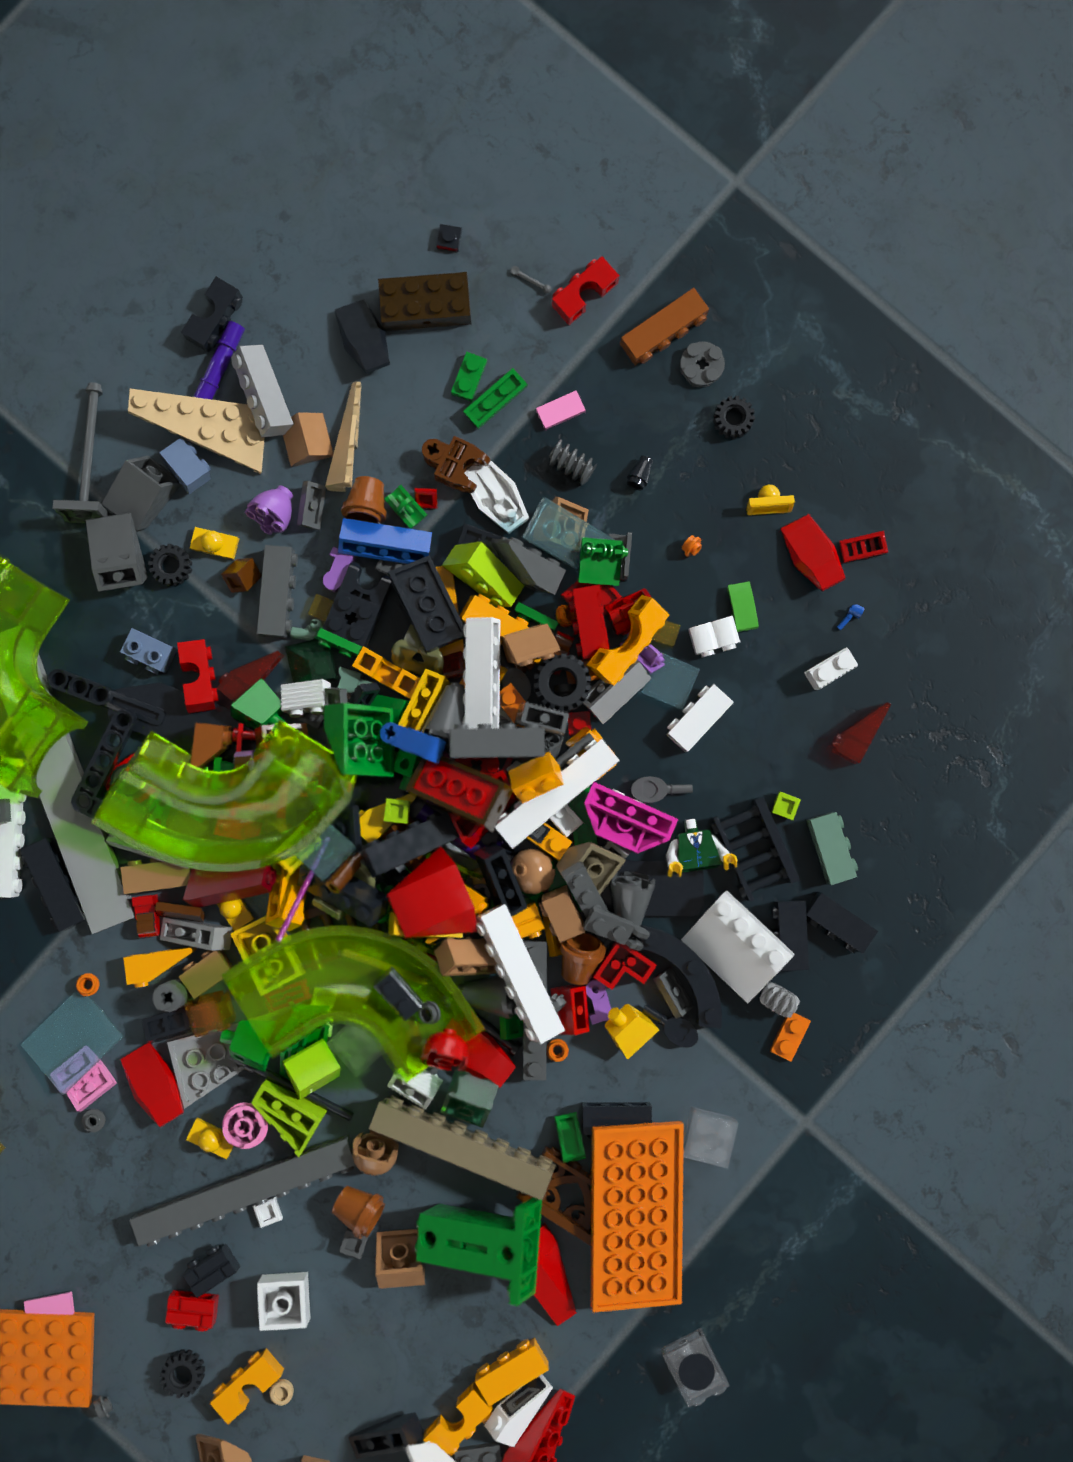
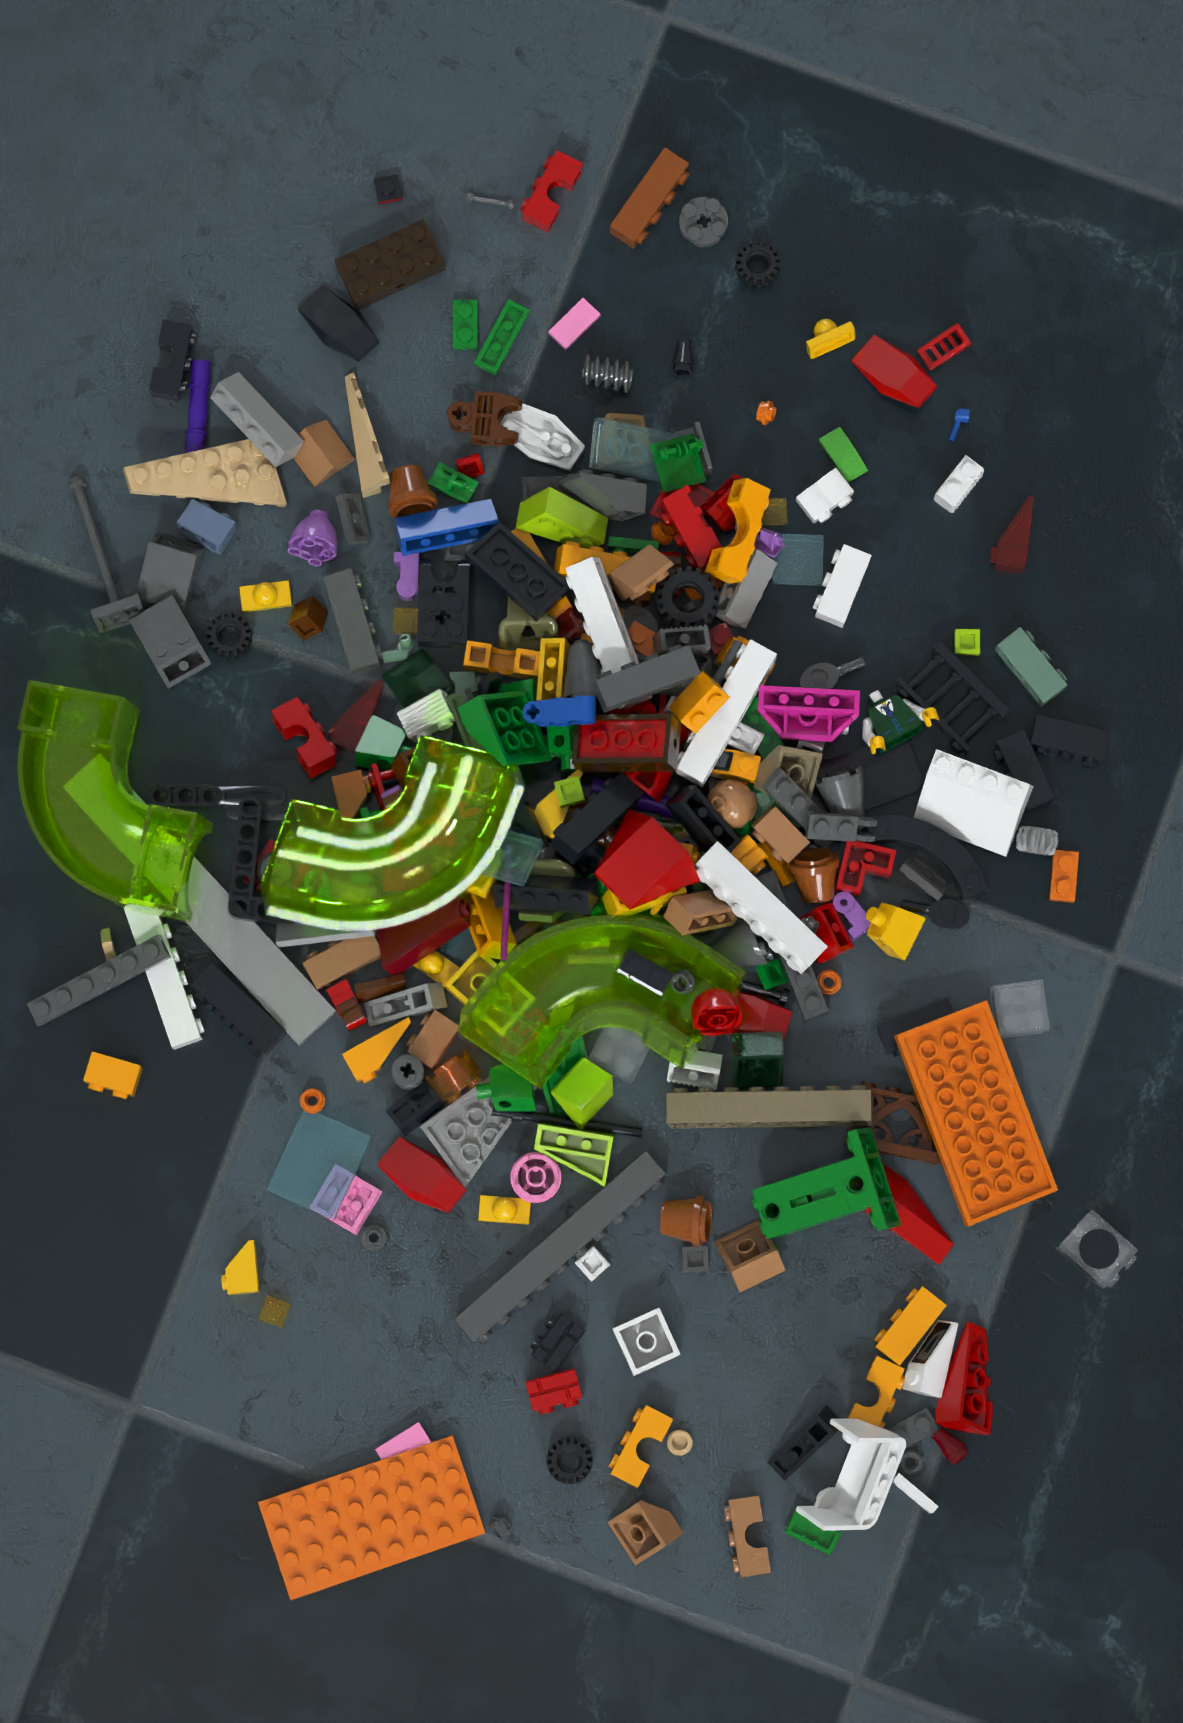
camera: 20 degrees left, 5 degrees down
(148, 651) = (241, 733): sand blue brick -> none
(329, 639) = (447, 648): green plate -> none
(344, 873) = (542, 871): reddish brown cylinder -> none
(374, 1153) = (681, 1154): medium nougat cylinder -> none
(570, 1137) = (876, 1063): green tile -> none

